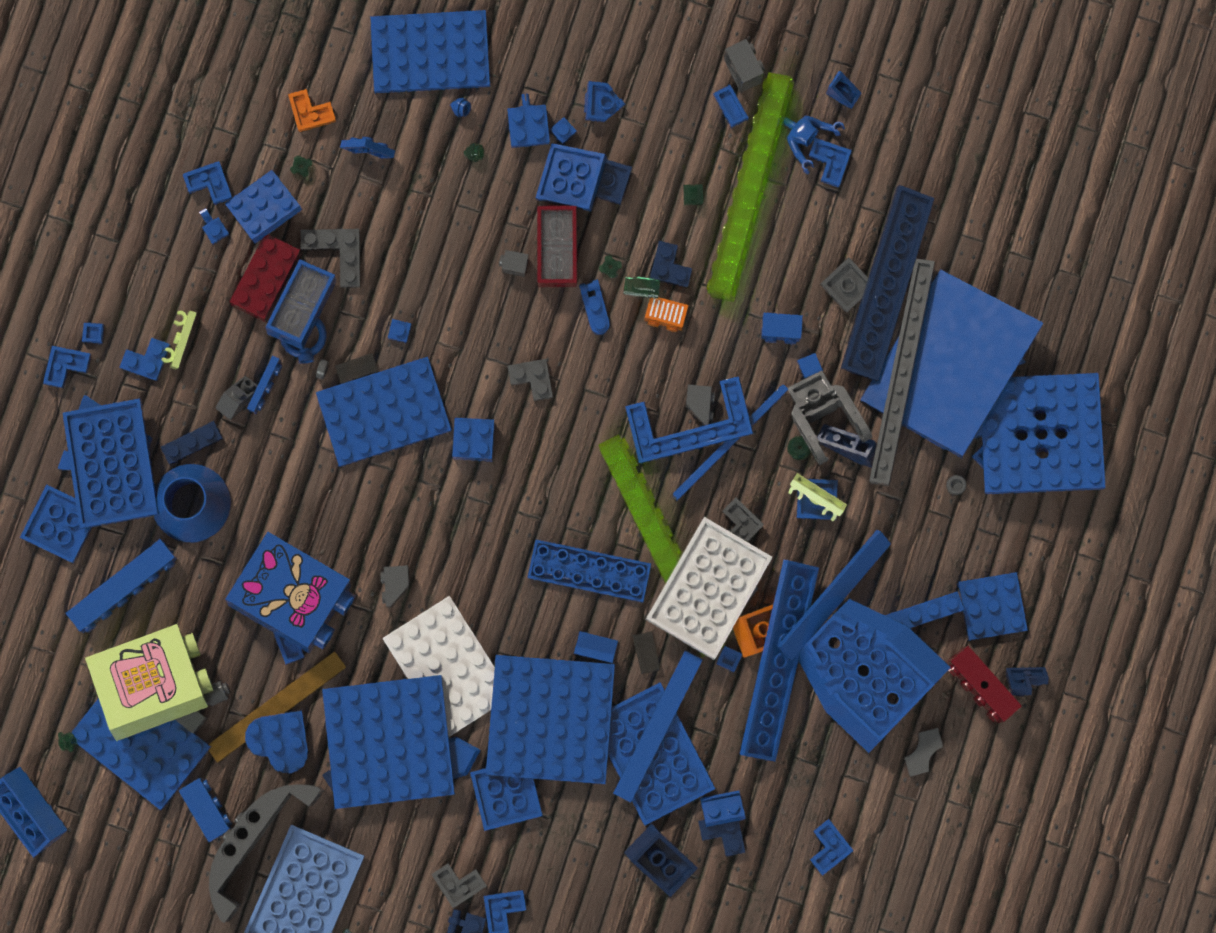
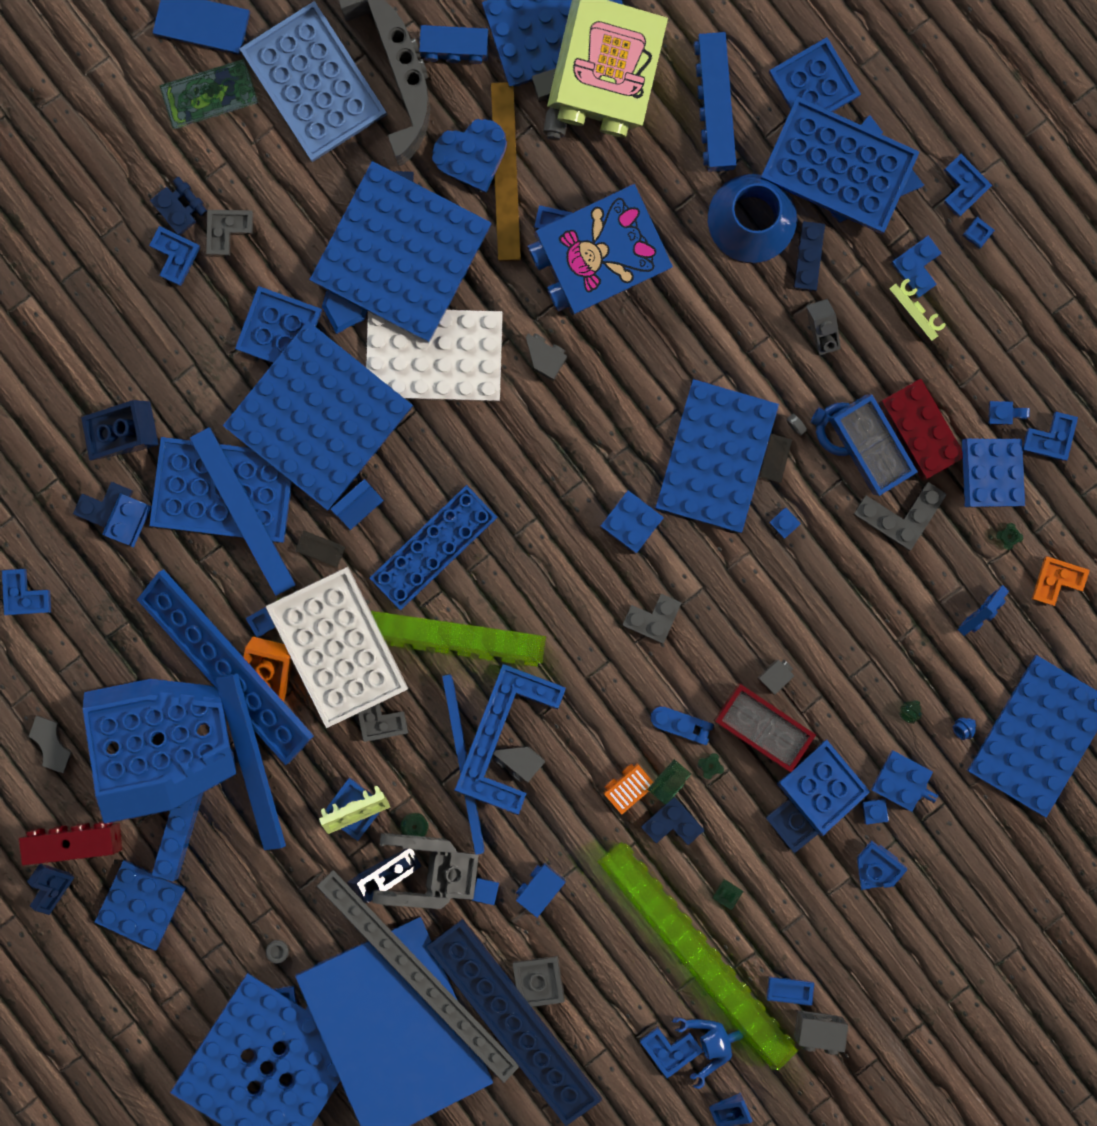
camera: 130 degrees right, 5 degrees up
(265, 385) = (817, 360): blue plate -> none

